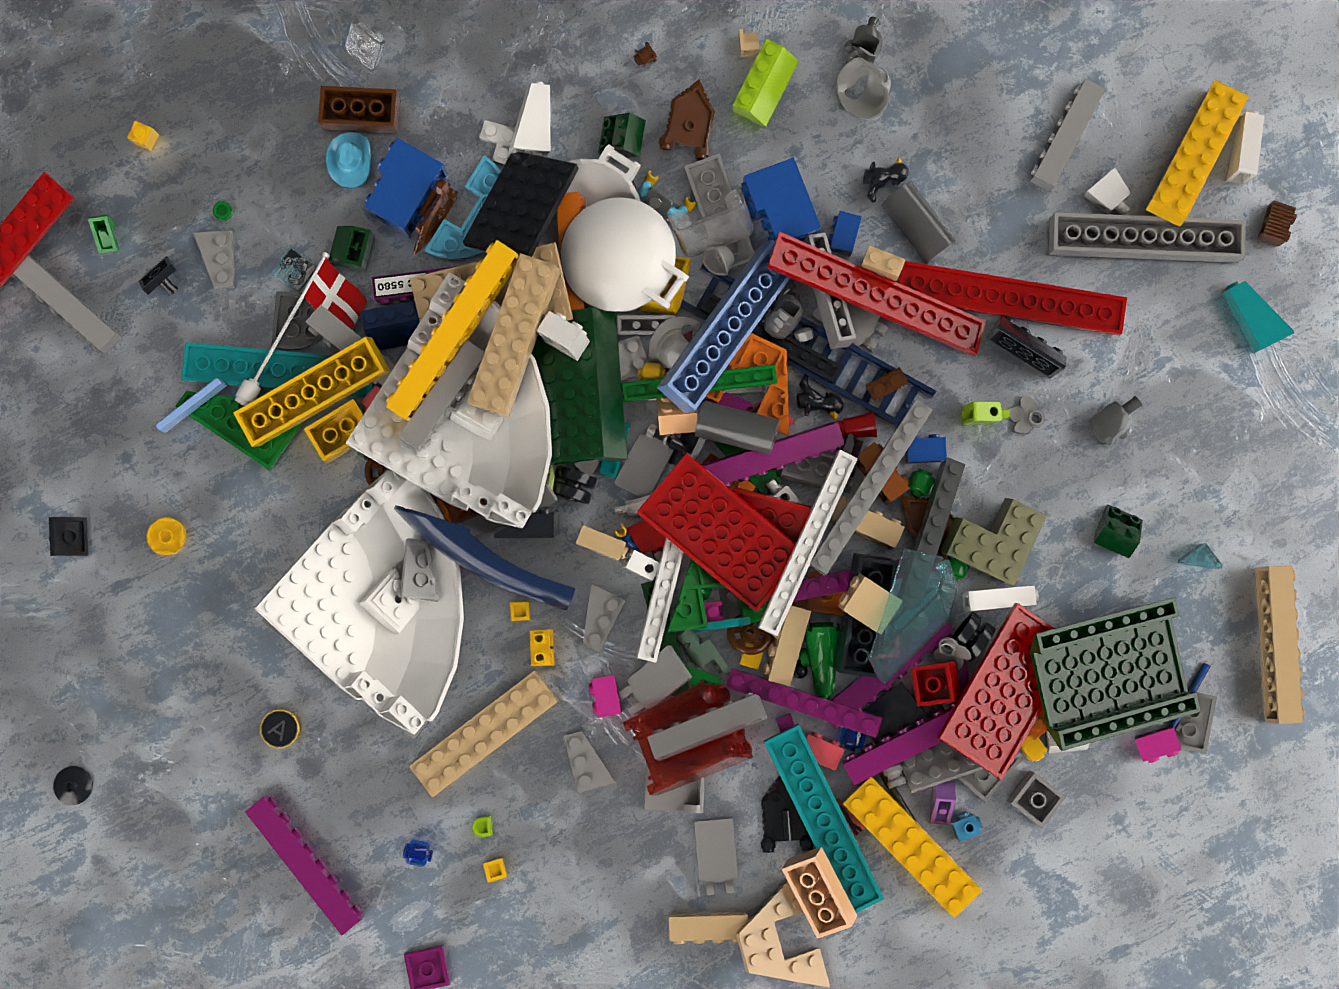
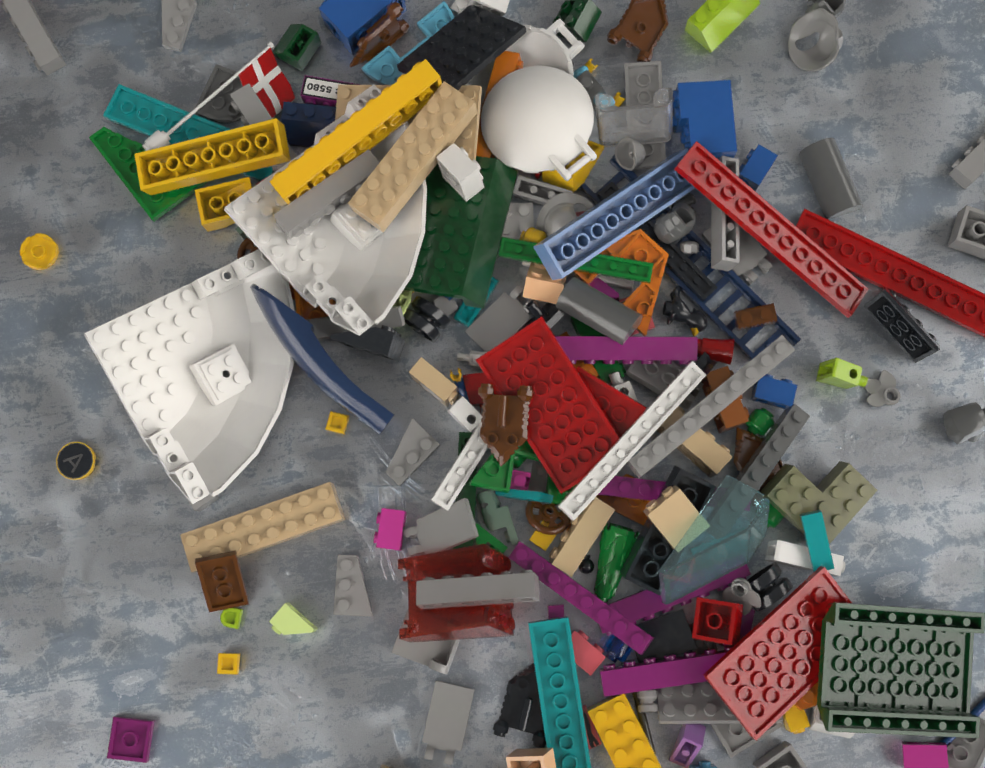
camera: 25 degrees right, 5 degrees down
(159, 277) = (117, 21): black tile -> none
(190, 405) = (101, 139): light blue tile -> none
(294, 269) = (239, 51): piece -> none
(304, 864) = (51, 598): magenta brick -> none
(417, 572) = (252, 354): light grey wing -> none
(417, 853) = (160, 622): clear blue head -> none
(464, 796) = (222, 581): none -> reddish brown plate
(540, 647) = (341, 464): yellow hips -> none
(541, 812) = (291, 621): none -> yellowish green slope
(682, 561) = (504, 420): none -> reddish brown shield
(804, 657) = (594, 553): green tile -> none
(878, 177) = (804, 126): black animal -> none
(882, 263) = (786, 201): tan brick -> none
(1004, 580) = (817, 540): none -> teal tile
(1118, 531) = (943, 530): dark green slope -> none

